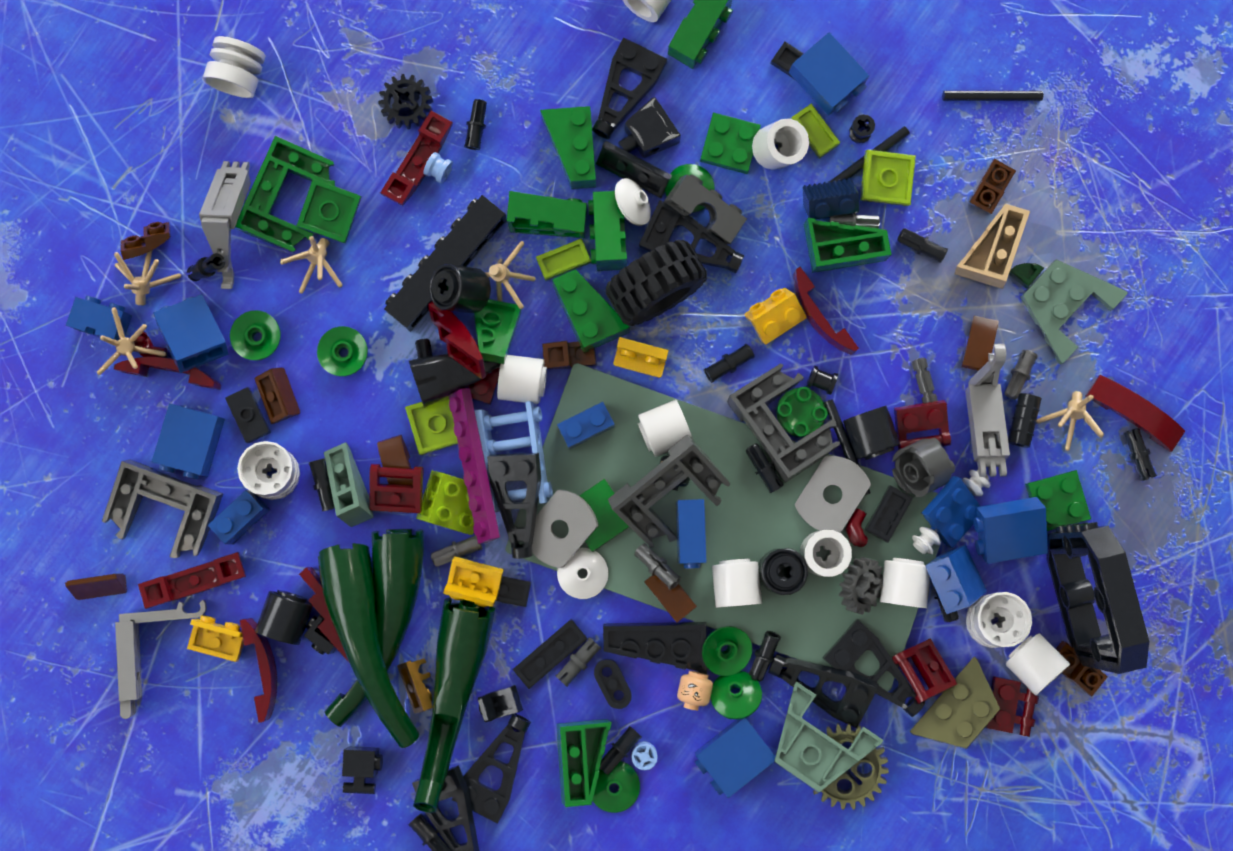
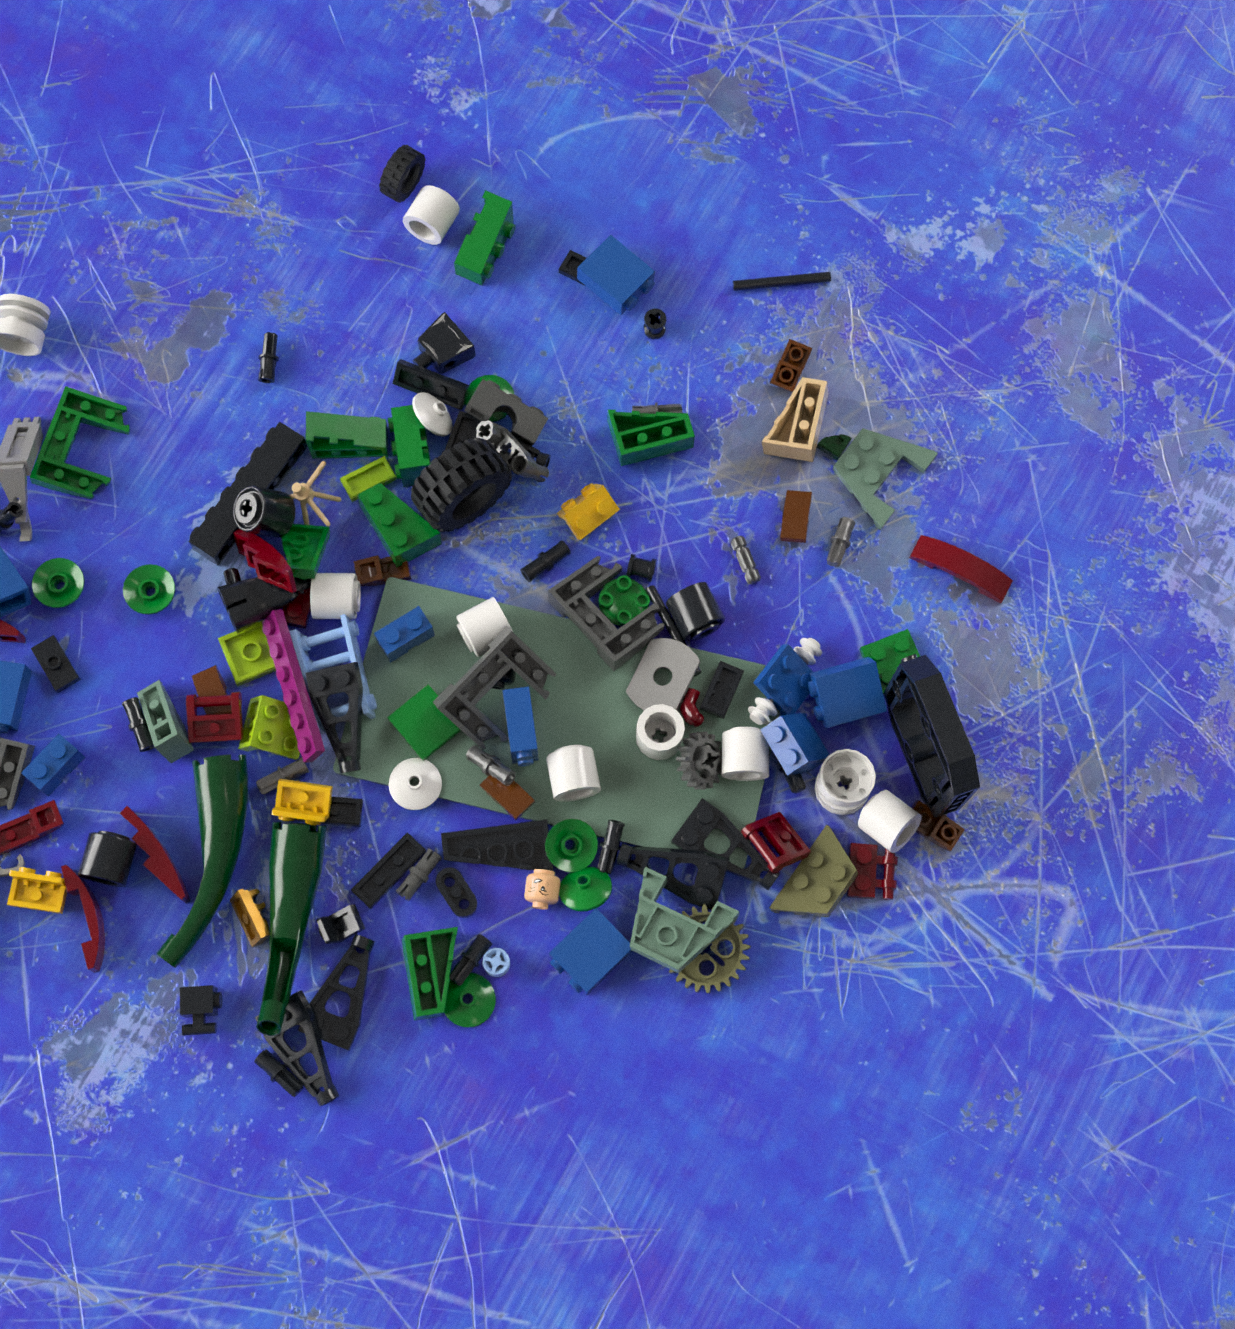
camera: 10 degrees left, 10 degrees down
(259, 460) = (69, 706): white wheel -> none
(277, 395) = (84, 641): reddish brown slope -> none
(316, 256) = (115, 499): tan plant -> none
(319, 640) = (147, 882): black bracket -> none
(329, 211) = (125, 454): green plate -> none
(351, 604) = (176, 834): dark green brick -> none
(399, 109) = (199, 350): black gear -> none
(410, 173) = (214, 395): dark red slope -> none
(438, 167) = (233, 402): light blue wheel -> none
(573, 142) = (367, 363): green wedge -> none
(581, 523) = (407, 728): light grey piece -> none
(639, 61) = (426, 282): black plate -> none
(640, 357) = (454, 563): yellow bracket -> none
(715, 261) = (519, 458): none -> dark grey beam
(729, 143) = (525, 351): green plate -> none
(764, 468) = (590, 658): black axle -> none
(769, 571) = (618, 769): black piece -> none
(791, 143) = (580, 335): white piece -> none
(820, 135) = (609, 331): lime tile -> none
(830, 199) = (630, 392): dark blue brick -> none
(840, 340) = (654, 526): dark red slope -> none
(884, 146) = (664, 352): black bar -> none
(887, 178) = (686, 368): lime tile -> none
(922, 245) = (727, 428): black axle -> none
(922, 418) = (744, 594): dark red plate -> none
(922, 467) = (749, 638): dark grey brick -> none
(988, 416) = (810, 581): light grey hinge -> none
(1024, 420) = (849, 585): black axle -> none
(1076, 410) = (899, 571): tan plant -> none
(1140, 454) = (969, 606): black pin -> none

